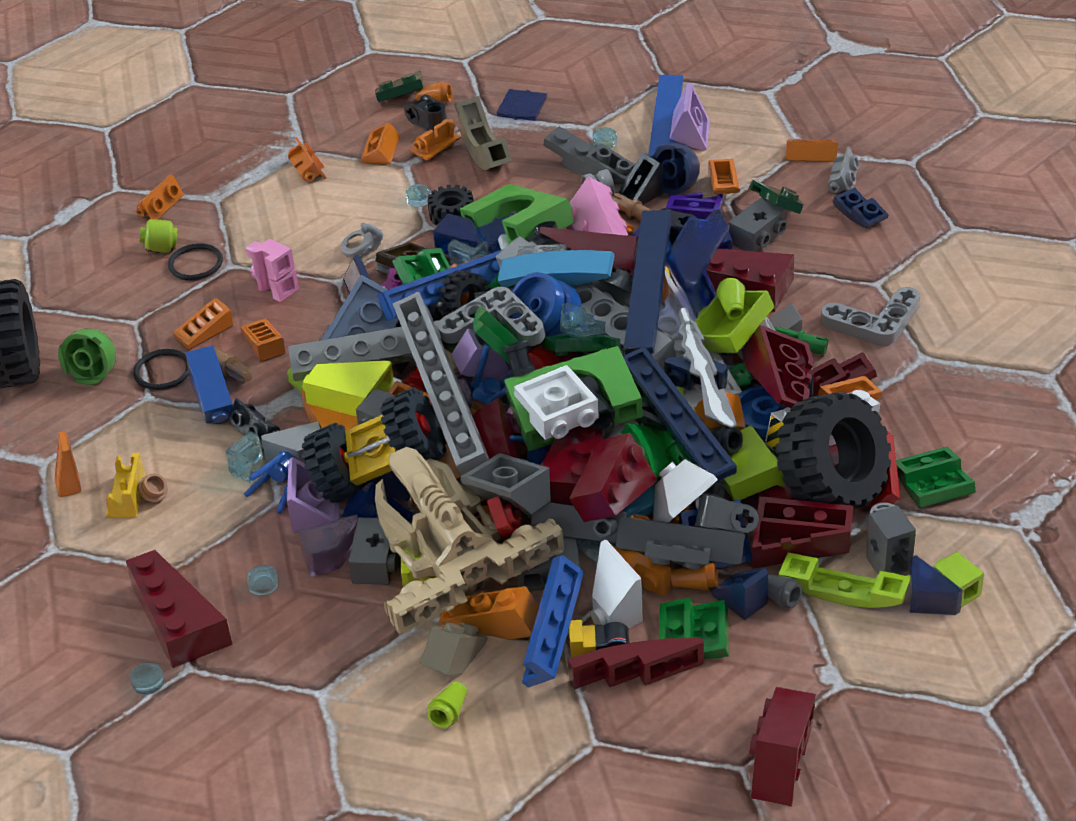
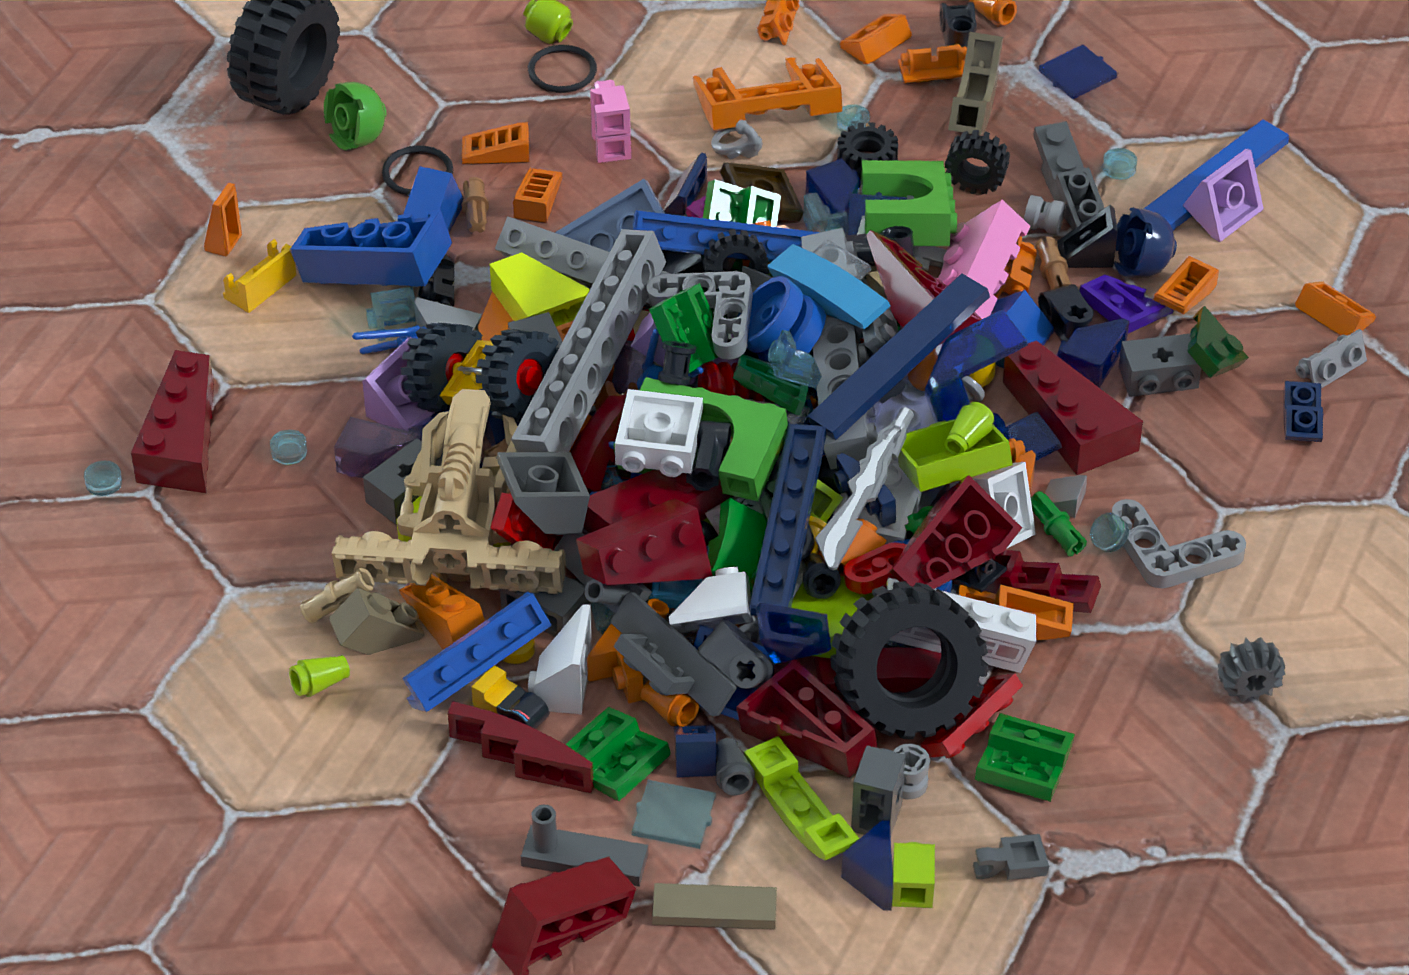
camera: 35 degrees right, 5 degrees up
(153, 487) = (283, 292): nougat plate -> none
(200, 425) = (373, 252): none -> blue wedge
(369, 193) = (810, 86): none -> orange wedge
(411, 645) = (335, 594): none -> tan pin
(526, 164) = (980, 148): none -> black tyre
(735, 706) = (561, 850): none -> dark grey piece
(750, 478) = (792, 632): none -> clear blue slope
(754, 412) = (872, 568): none -> red plate
(770, 641) = (673, 814): none -> clear light blue piece
(836, 327) = (1109, 532): none -> clear light blue tile
(860, 677) = (714, 906): none -> dark tan tile
(997, 531) = (1017, 855): none -> dark grey plate
(1005, 350) = (1251, 669): none -> dark grey gear

